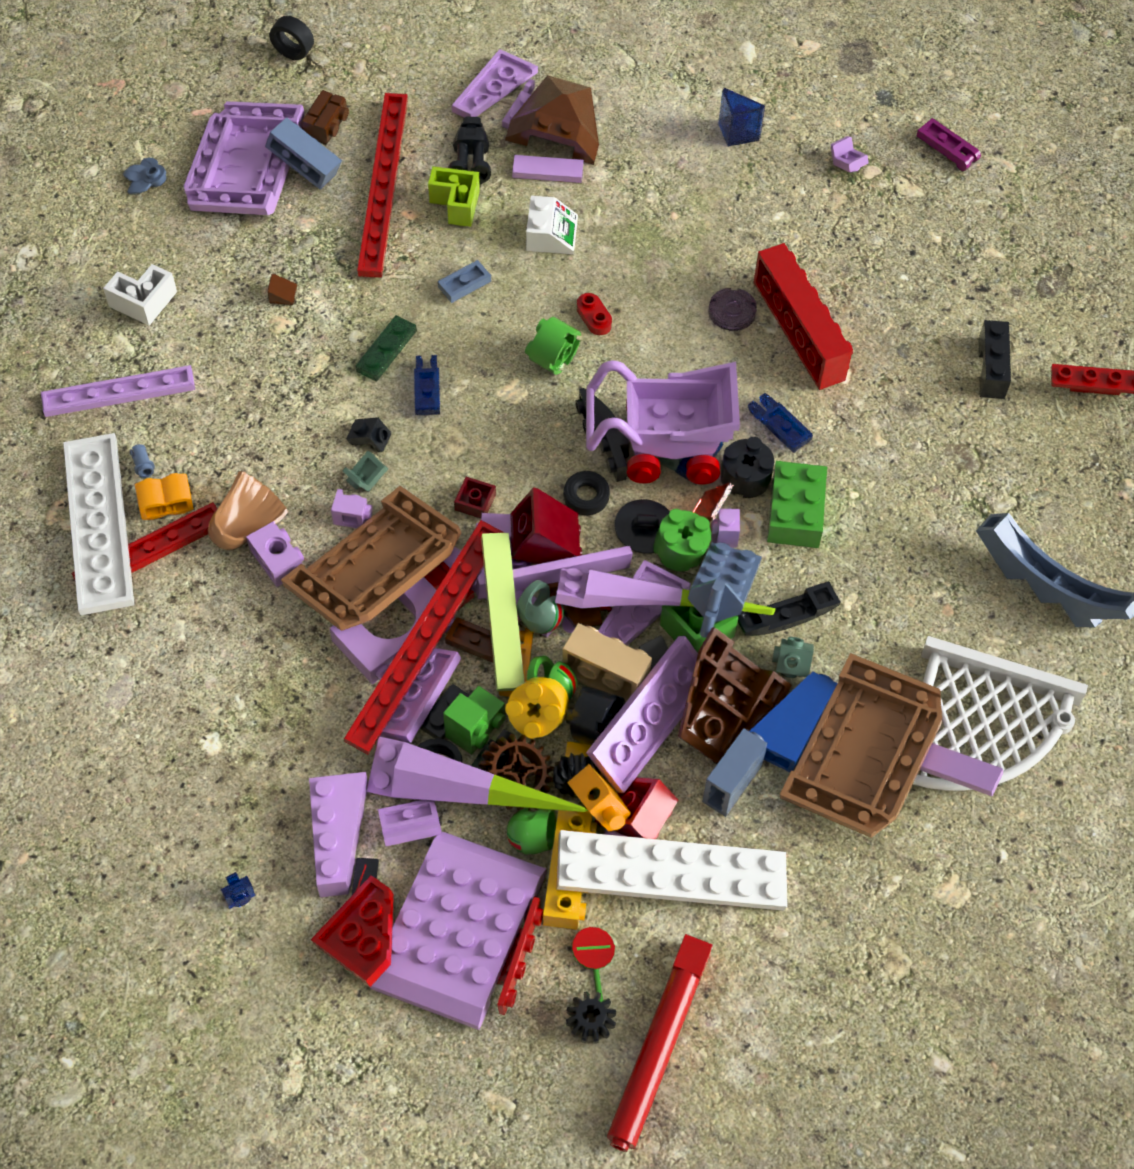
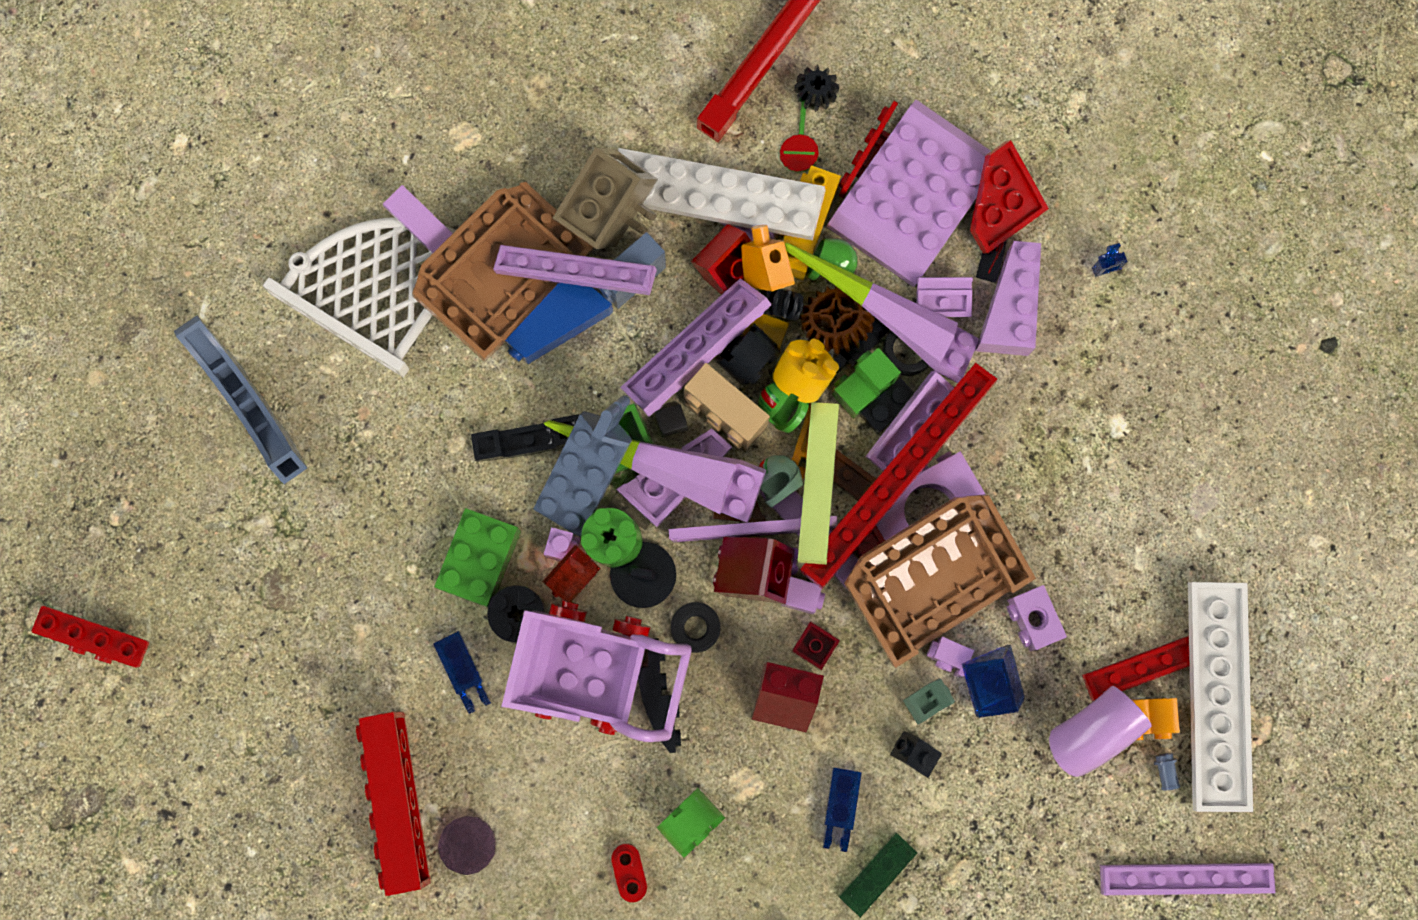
camera: 170 degrees left, 20 degrees up
(210, 463) = (1097, 733): none -> lavender brick
(244, 511) = (1062, 673): medium nougat hair -> none
(305, 492) = (994, 683): none -> clear blue slope
(492, 451) = (787, 697): none -> dark red slope
(726, 697) = (614, 352): reddish brown wedge -> none
(785, 809) = (606, 199): none -> dark tan piece
(790, 743) = (575, 269): none -> lavender tile
(793, 657) = (537, 382): sand green brick -> none
(995, 351) = (187, 717): black arch -> none

